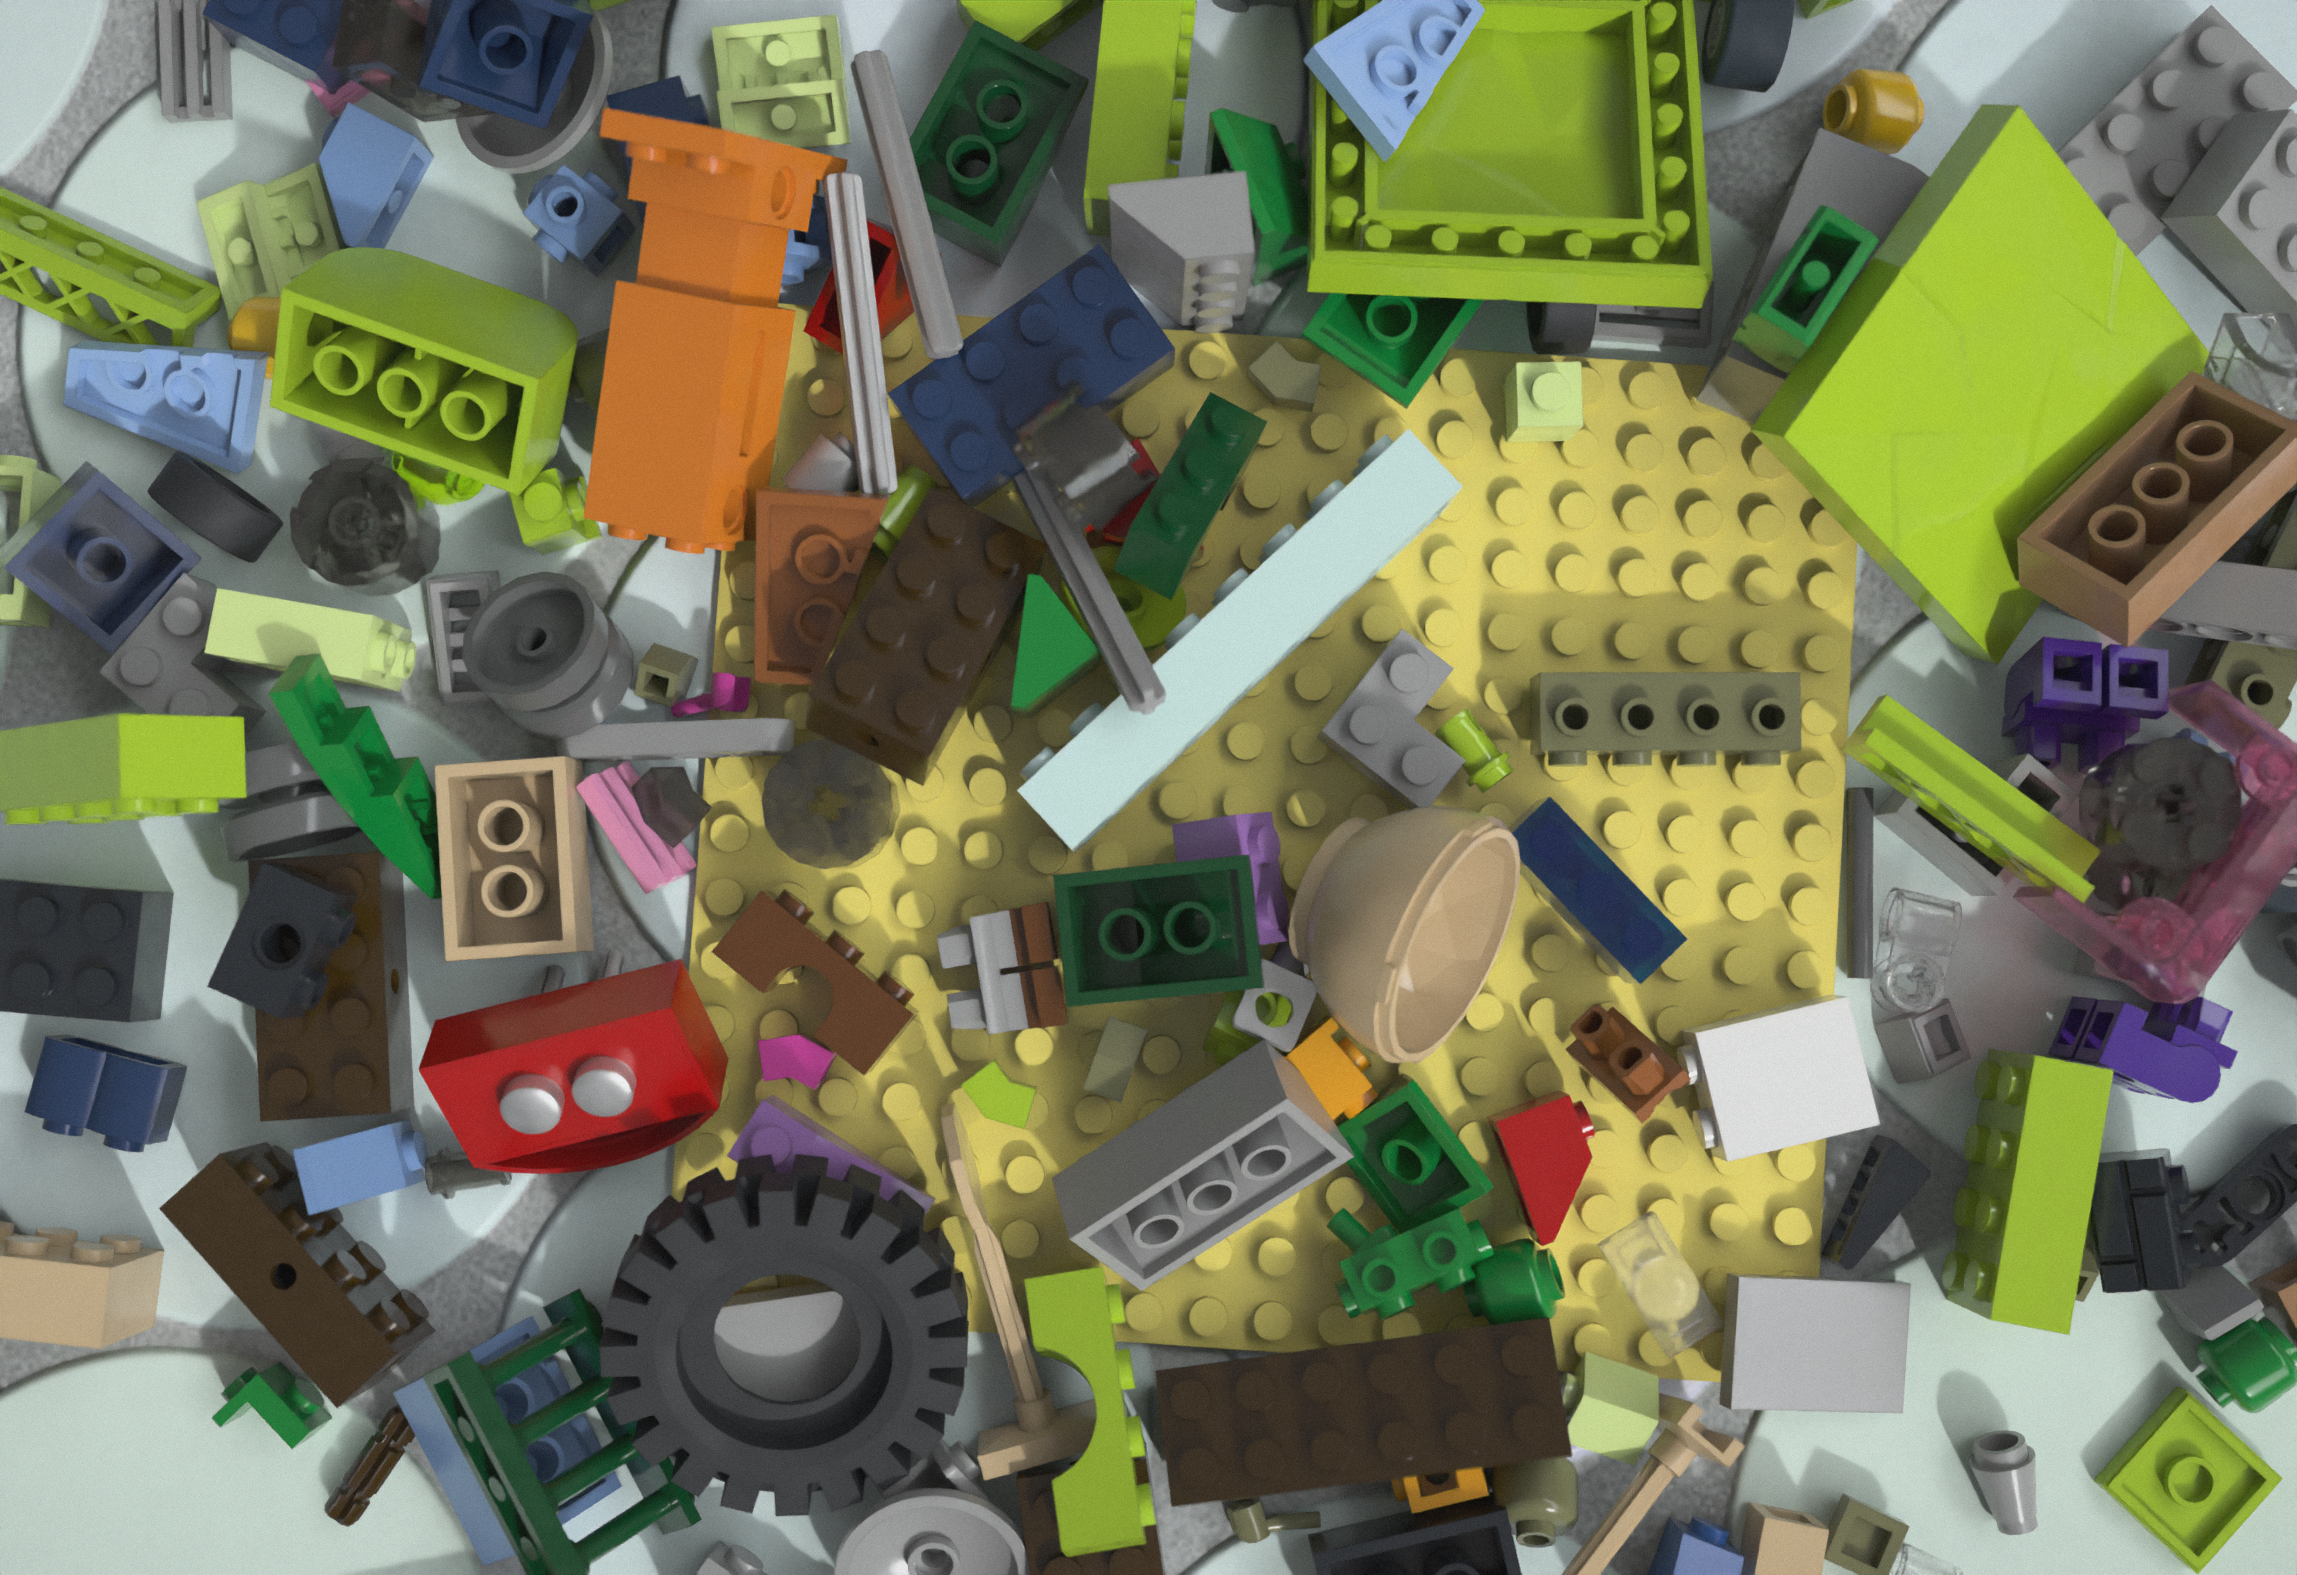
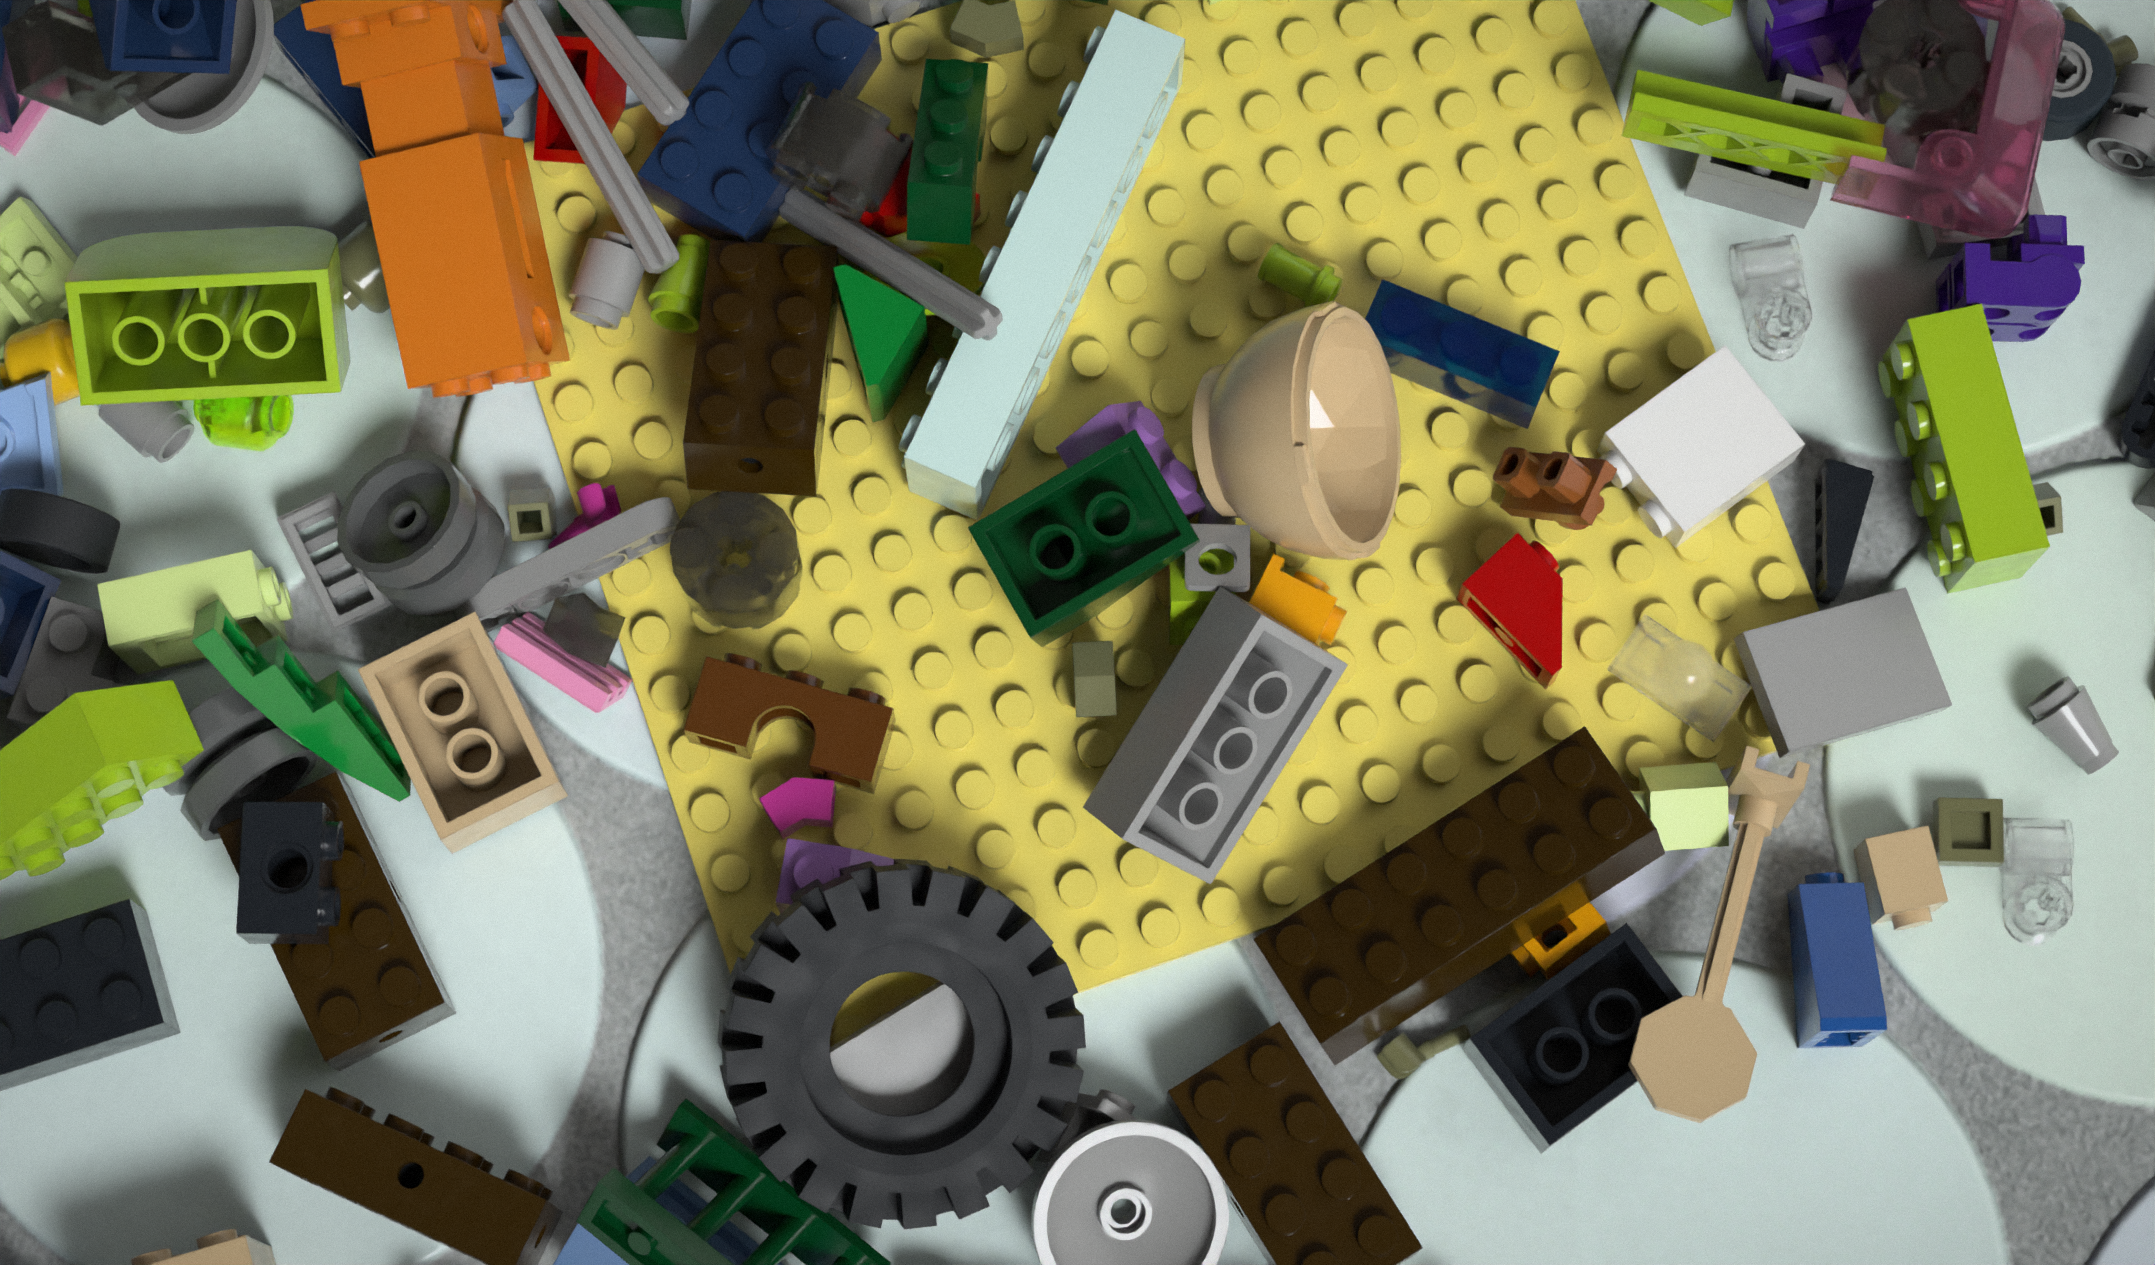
camera: 20 degrees left, 10 degrees down
(105, 1091) = (159, 1110): dark blue brick -> none
(337, 510) = (185, 462): clear smoke brick -> none
(360, 1165) = (437, 1067): medium blue slope -> none
(370, 174) = (75, 180): medium blue slope -> none
(454, 1172) = (533, 1042): clear smoke pin -> none
(553, 512) = (369, 413): lime brick -> none
(577, 219) = (285, 147): medium blue brick -> none
(578, 1070) = (604, 888): red piece -> none
(806, 575) = (630, 365): dark orange wing -> none
(1000, 1096) = (1002, 760): lime piece -> none
(1012, 999) = (970, 639): light grey hips -> none
(1041, 1430) = (1171, 1048): tan piece -> none
(1099, 1496) = (1248, 1053): lime arch -> none
(1378, 726) = (1204, 289): light grey brick -> none
(1394, 1267) = (1429, 758): green brick -> none
(1411, 1157) = (1402, 652): green slope -> none
(1515, 1284) = (1541, 720): green head -> none
(1538, 1499) = (1655, 908): olive head -> none
(1665, 715) = (1455, 177): olive brick -> none
(1860, 882) = (1699, 258): dark grey bar -> none
(1923, 1043) = (1819, 373): light grey slope -> none
(2140, 1222) = (2079, 441): black brick -> none

